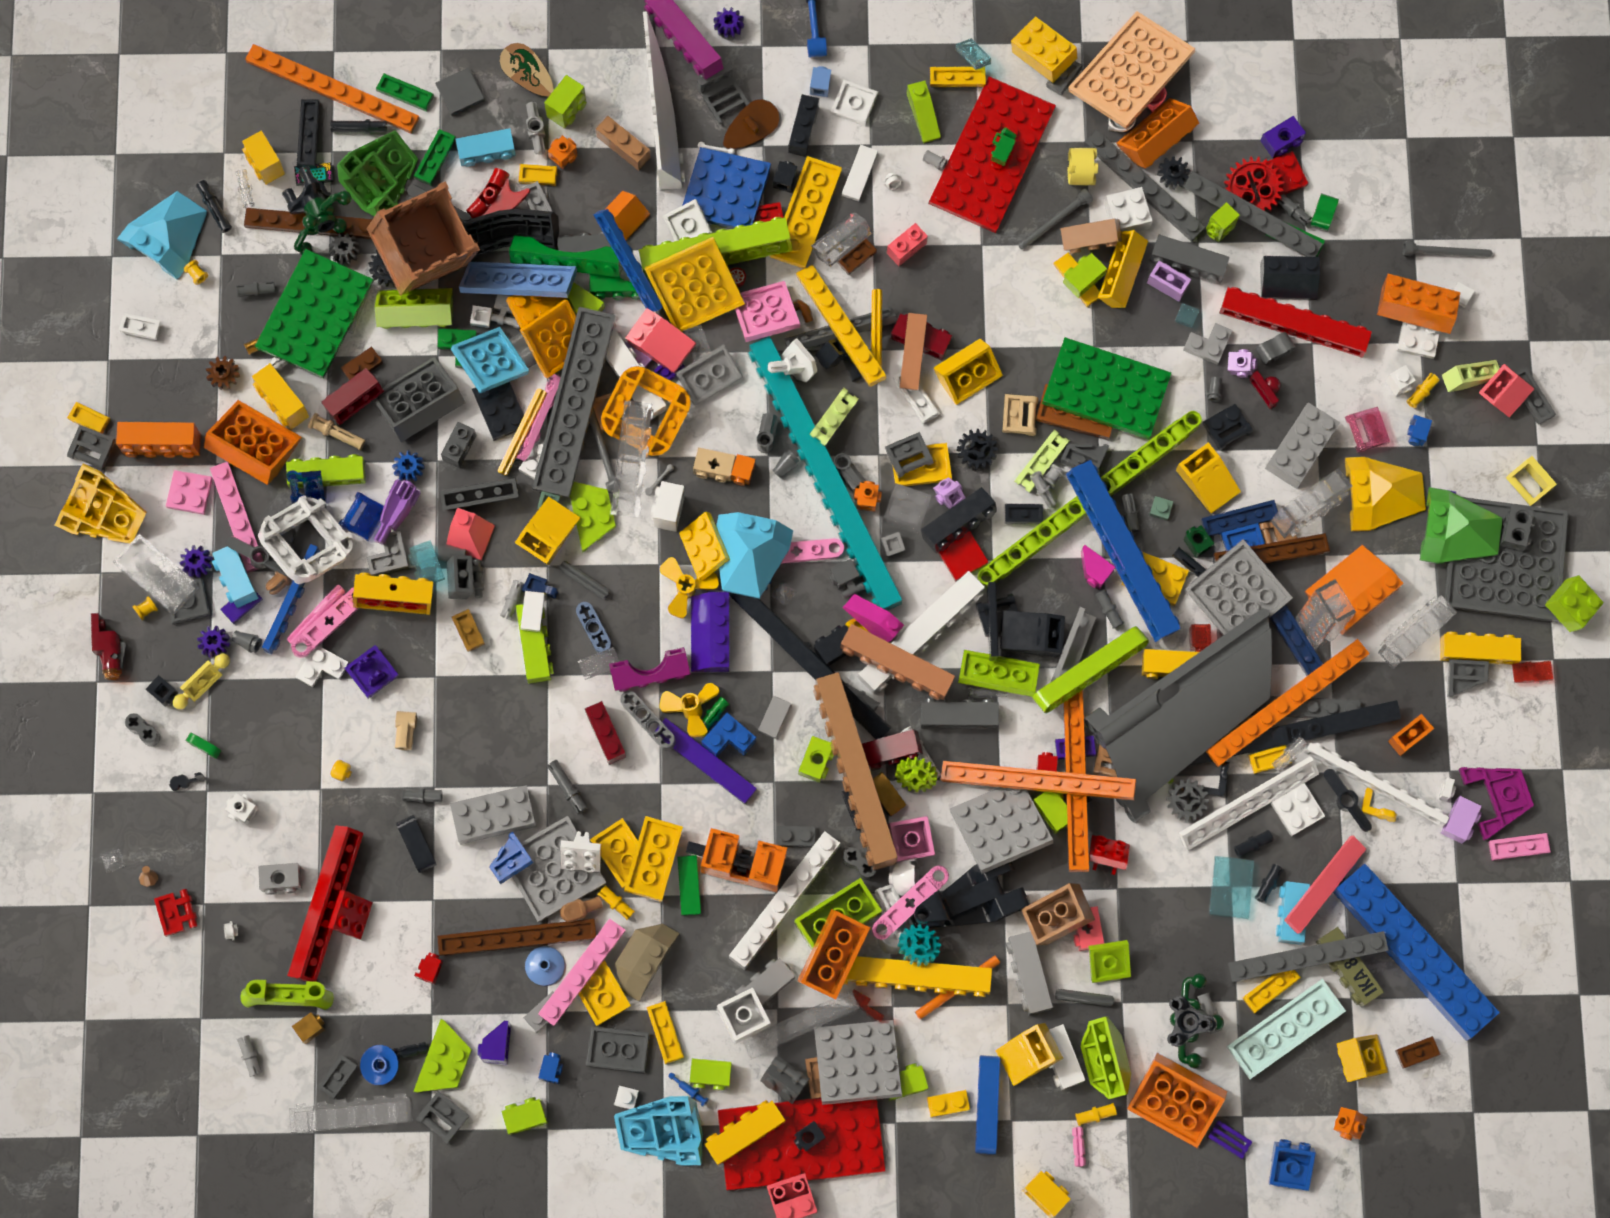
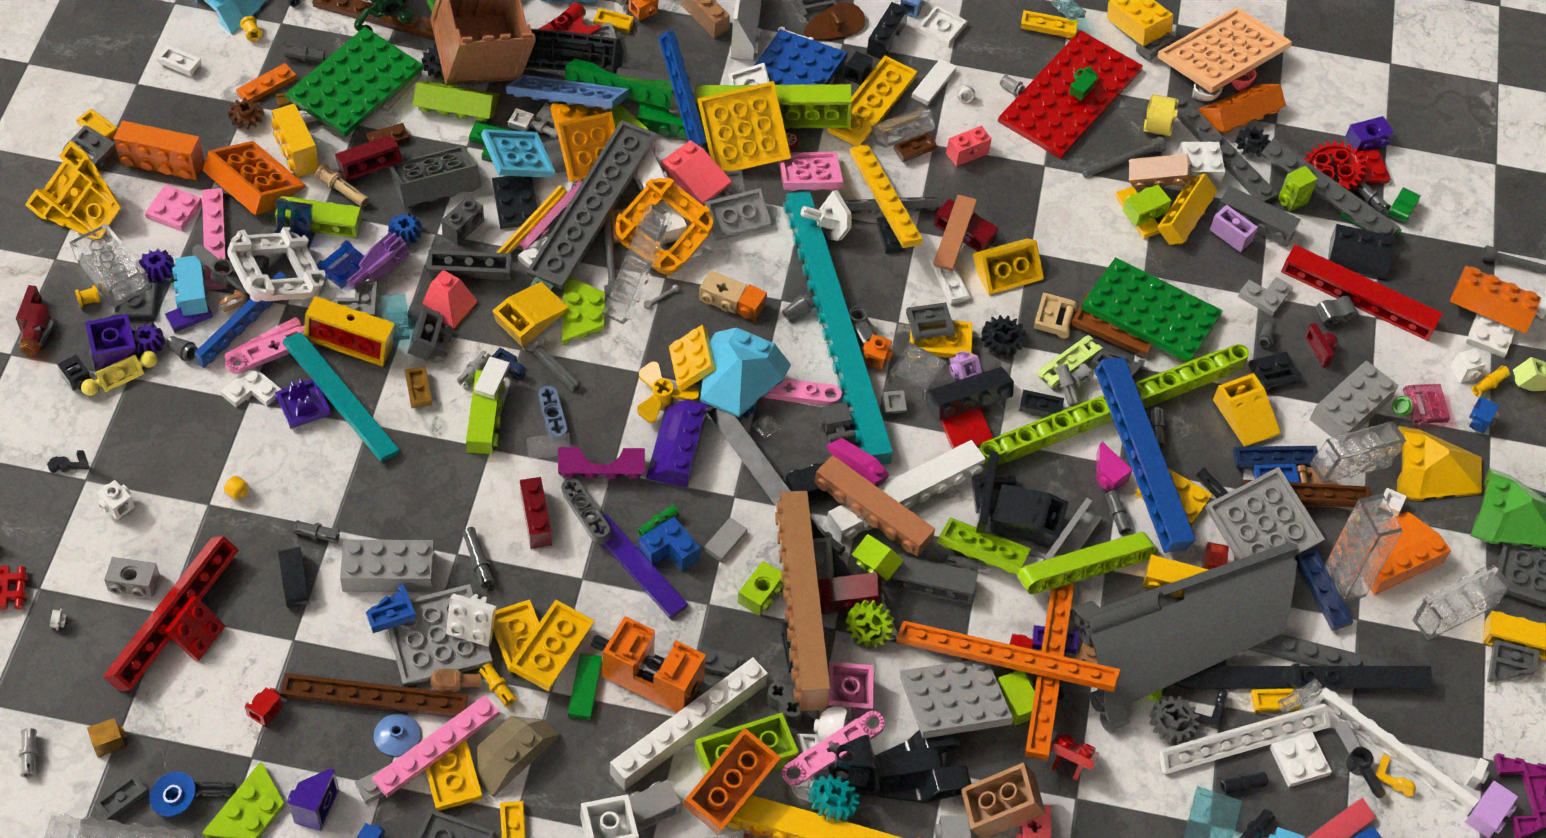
camera: 10 degrees right, 20 degrees down
(142, 729) = (39, 404): dark grey axle -> none
(183, 652) = (110, 340): none -> dark purple slope
(203, 745) = (98, 433): green beam -> none
(230, 332) = (267, 83): none -> orange plate
(263, 993) = (123, 700): lime plate -> none
(348, 242) = (404, 37): dark grey gear -> none
(403, 658) = (341, 397): none -> teal tile
(405, 725) = (320, 461): tan piece -> none
(628, 213) = (697, 66): orange slope -> none
(668, 506) = (664, 315): white brick -> none
(671, 703) = (635, 505): yellow piece -> none
(767, 432) = (784, 276): dark grey piece -> none
(805, 310) = (851, 180): reddish brown arm -> none
(831, 353) = (869, 220): black brick -> none
(833, 416) = (859, 273): yellowish green plate -> none
(863, 722) = (823, 558): none -> light grey plate
(876, 326) = (921, 206): yellow axle -> none
(888, 794) = (835, 643): pearl gold slope -> none
(909, 710) = (876, 557): none -> lime brick
(923, 111) = (1009, 43): lime slope -> none
(1161, 508) = (1191, 431): sand green plate -> none
(1187, 315) = (1247, 266): clear light blue tile -> none
(1198, 549) = (1224, 474): dark green brick -> none
(1242, 363) = (1299, 315): lavender brick -> none
(1287, 703) = (1303, 643): orange plate -> none
(1346, 437) = (1402, 406): none -> bright green plate
(1347, 540) = (1394, 500): none -> white plate
(1411, 734) = (1442, 705): orange brick -> none

